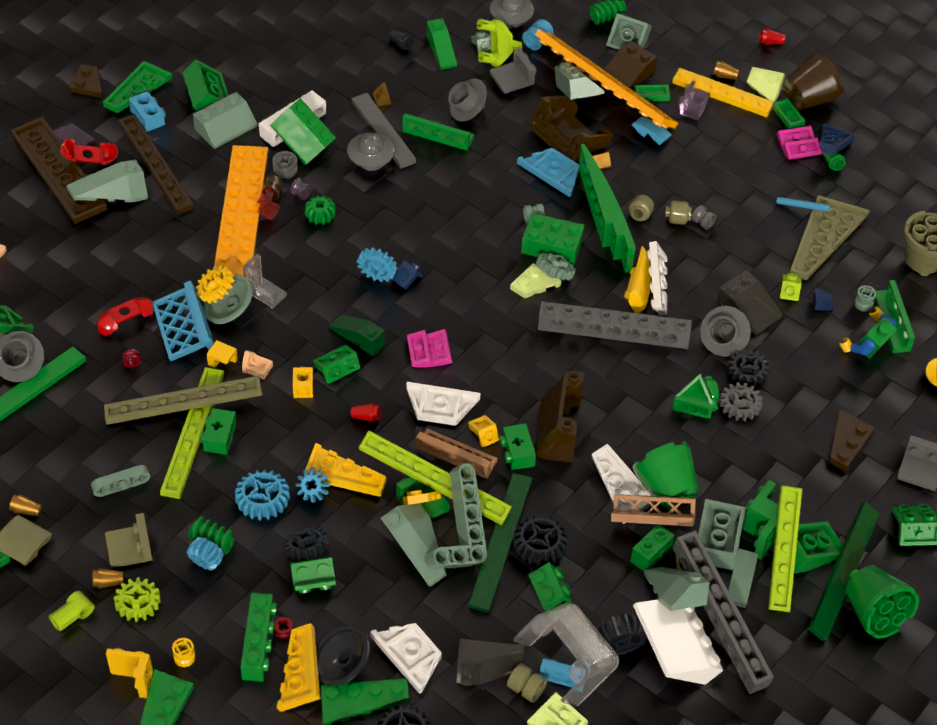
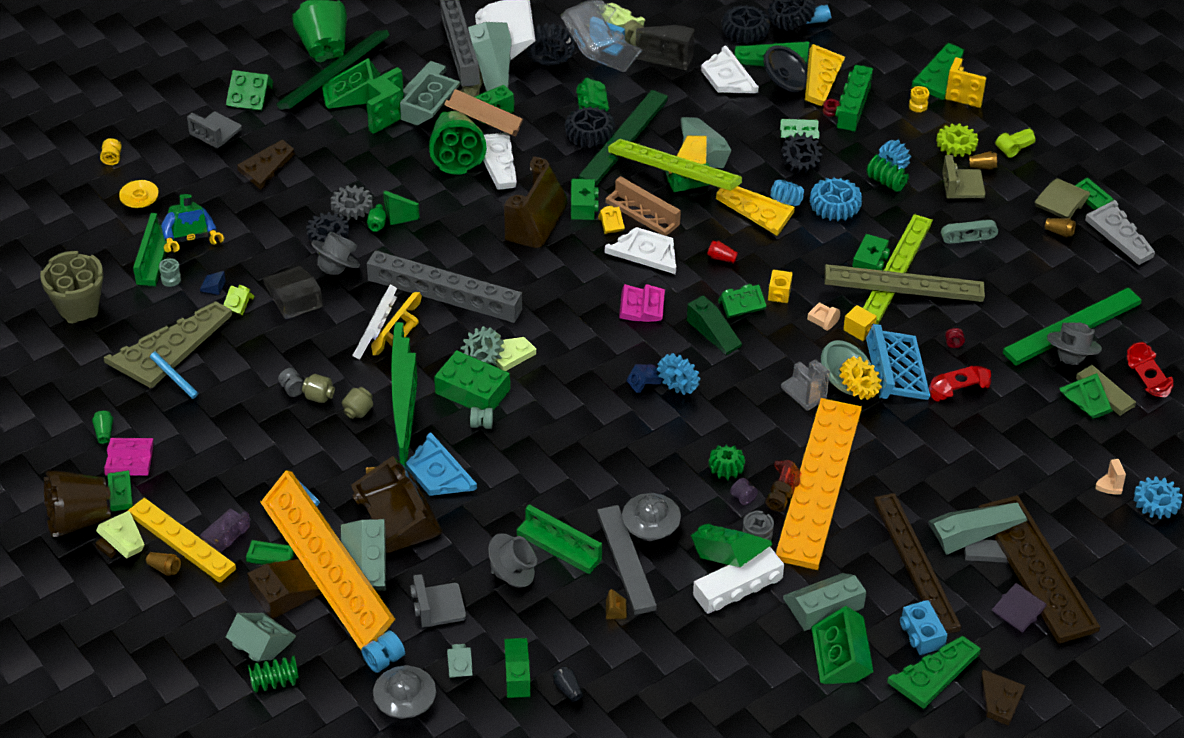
camera: 165 degrees left, 5 degrees down
(102, 155) = (981, 578): red piece -> none
(464, 524) = (662, 119): sand green beam -> none
(501, 42) = (444, 636): lime connector -> none
(771, 37) = (76, 601): red cone -> none
(785, 549) = (382, 66): lime tile -> none
(834, 139) = (90, 439): dark blue wing -> none

